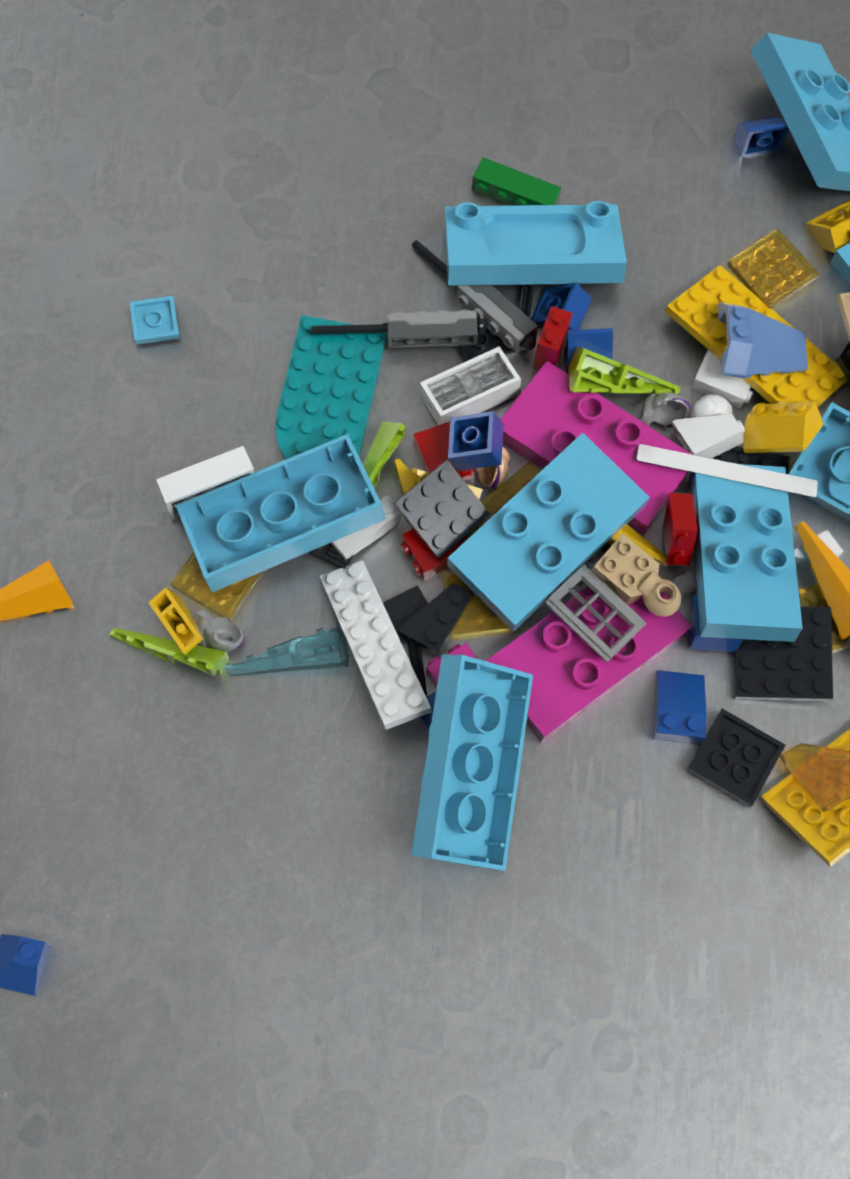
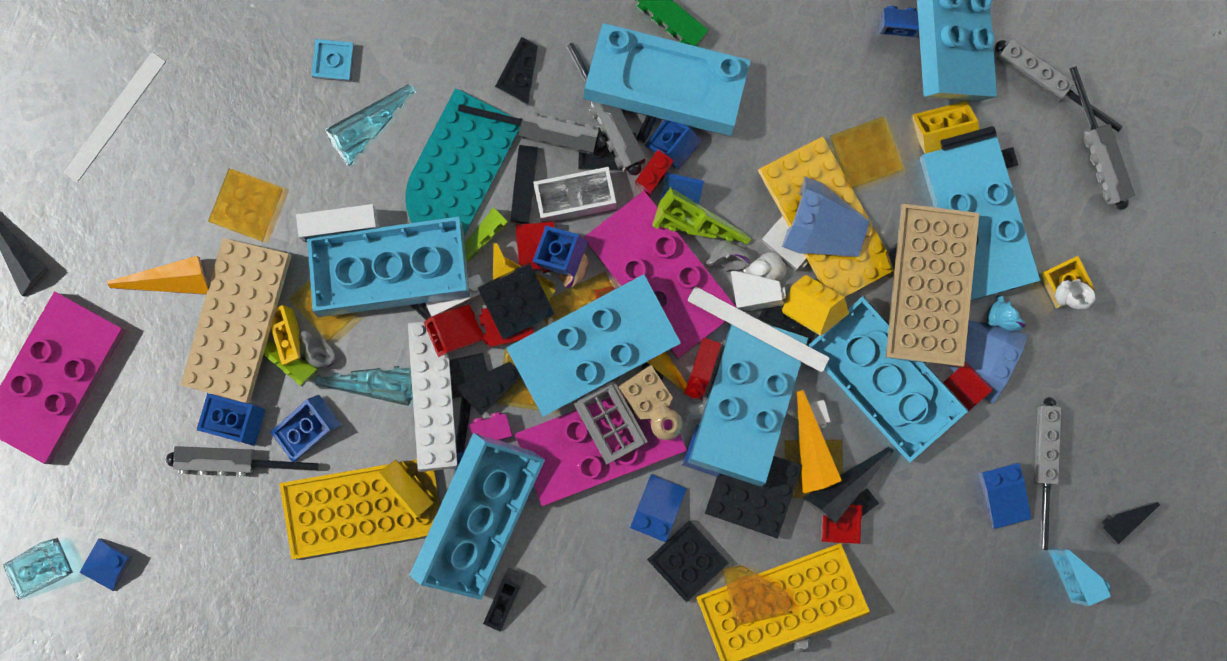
camera: 15 degrees right, 15 degrees up
(92, 497) = (245, 205): none -> clear yellow plate
(113, 624) = (236, 320): none -> tan plate
(136, 741) = (231, 419): none -> blue slope
(139, 792) = (225, 461): none -> piece
(198, 389) = (355, 131): none -> clear light blue wedge
(229, 726) = (305, 427): none -> blue slope
(322, 804) = (351, 511): none -> yellow plate
(366, 283) = (518, 72): none -> black wing
(374, 759) = (406, 488): none -> yellow slope
(377, 565) = (453, 330): none -> red brick
(409, 392) = (524, 184): none -> black slope
(532, 865) = (504, 599): none -> black slope

